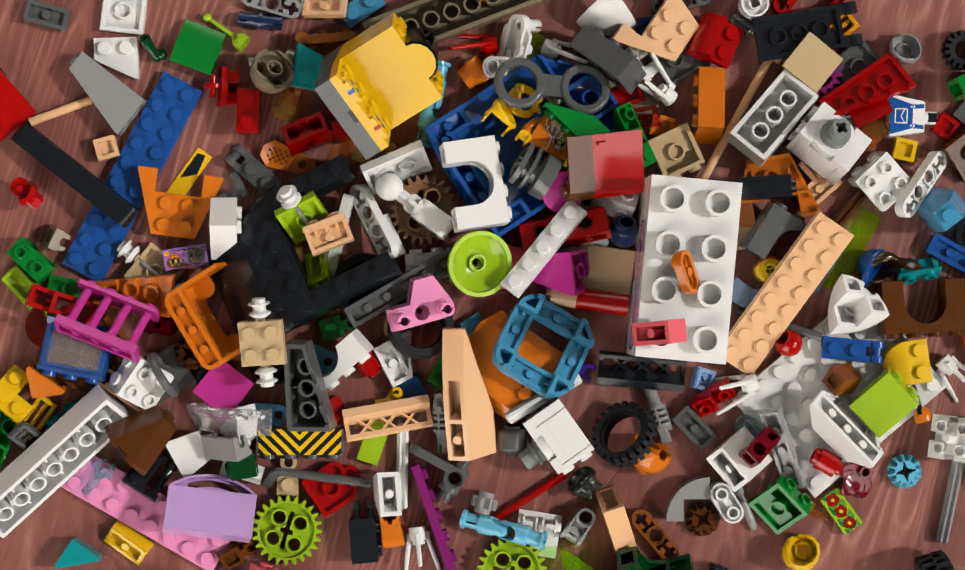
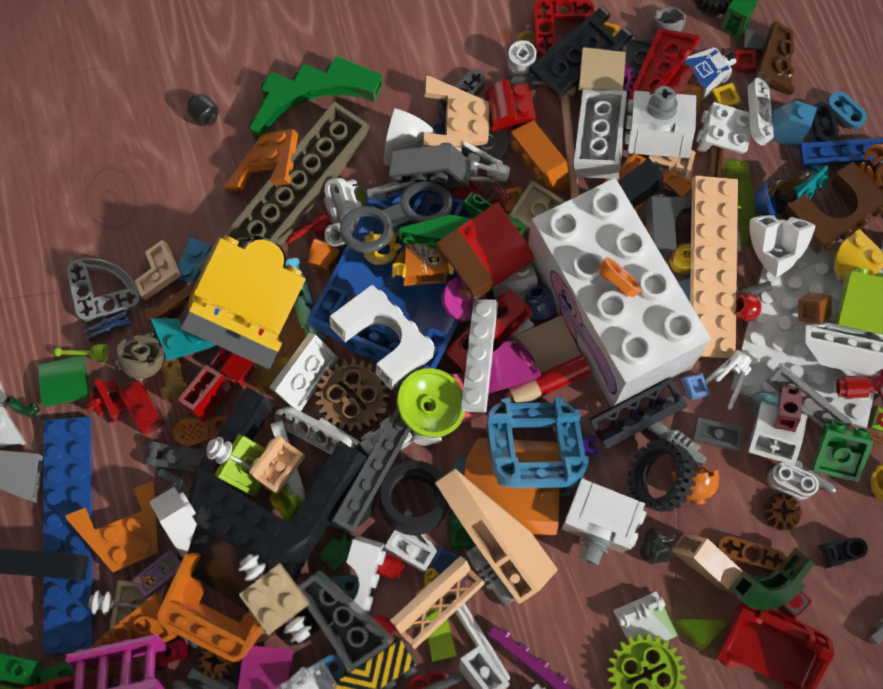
camera: 30 degrees left, 15 degrees down
(53, 238) = (22, 634): dark tan tile -> none
(106, 148) = (28, 521): light nougat plate -> none
(190, 172) = (120, 495): yellow sticker -> none
(390, 188) = (351, 392): white beam -> none
(422, 293) = (399, 461): bright pink piece -> none
(447, 488) = (535, 633): dark grey piece -> none
(484, 502) = (578, 624): light grey gear -> none
(492, 526) = (599, 641): medium azure piece -> none
(501, 111) = (362, 262): yellow piece -> none
(512, 439) = (564, 549): dark grey head -> none
(530, 496) = (615, 593): red bar -> none
(531, 405) = (561, 504): white axle -> none
(534, 170) = (427, 293): dark grey wheel -> none
(577, 526) = (678, 591): light grey piece -> none
(659, 332) = (633, 342): coral slope -> none
(691, 489) = (755, 488): light grey brick -> none
(708, 400) = (713, 401): red slope -> none
(851, 349) = (803, 279): blue plate -> none

